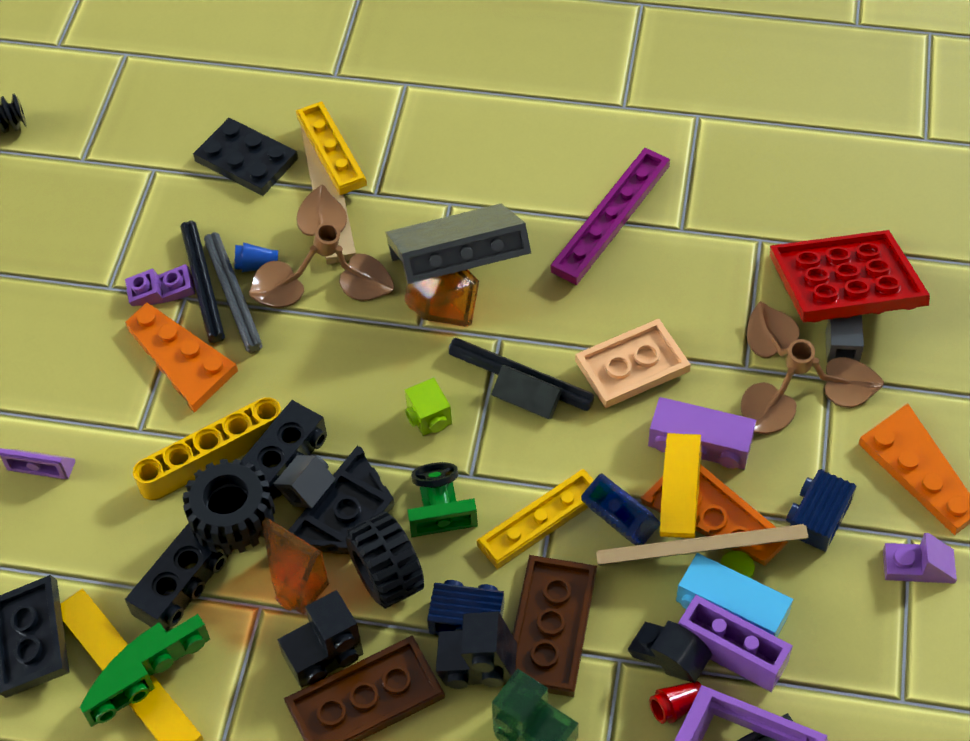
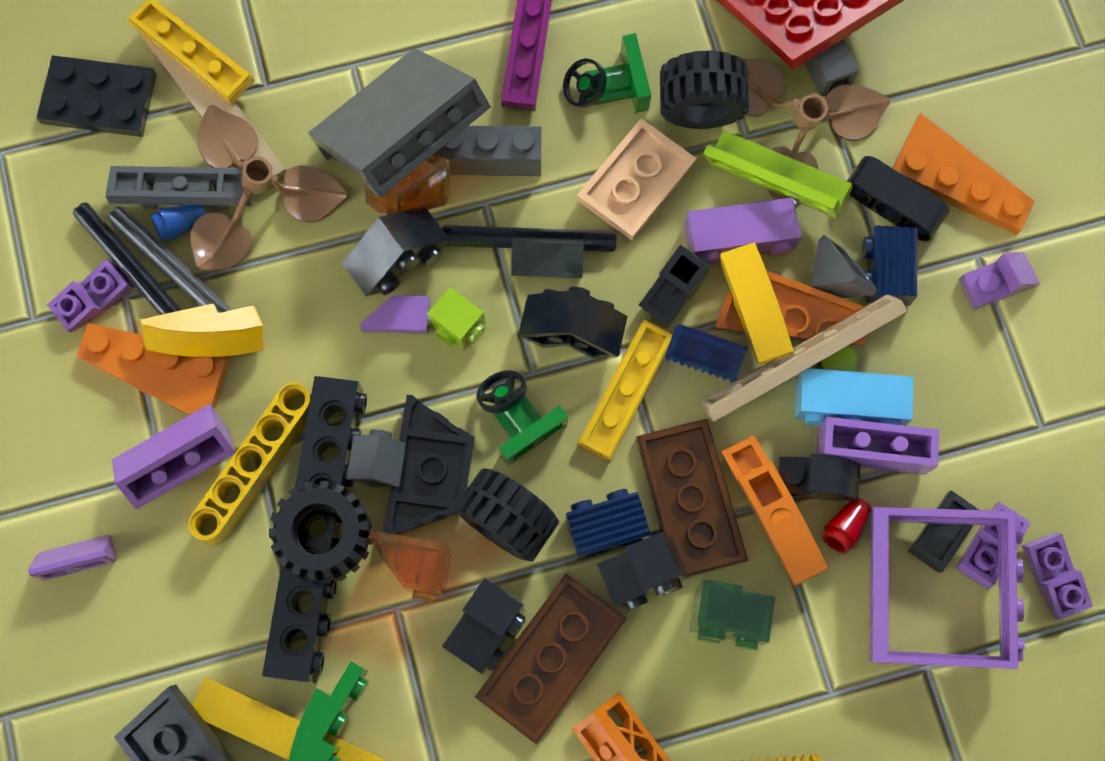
camera: 30 degrees left, 20 degrees up
(152, 414) = (172, 456): none -> medium lavender brick
(226, 338) = (204, 332): none -> yellow slope
(264, 231) = (175, 186): none -> dark grey hinge
(383, 389) = (400, 315): none -> medium lavender tile
(403, 332) = (394, 247): none -> black brick
(522, 297) = (495, 151): none -> dark grey brick
(523, 442) = (573, 321): none -> black brick
(616, 660) = (775, 510): none -> orange slope
(627, 448) = (675, 285): none -> black brick
(647, 287) = (612, 82): none -> green piece
(719, 311) = (704, 89): none -> black tyre
(754, 400) = (779, 173): none -> lime fence
(769, 494) = (838, 272): none -> dark grey slope
(853, 460) = (897, 198): none -> black beam

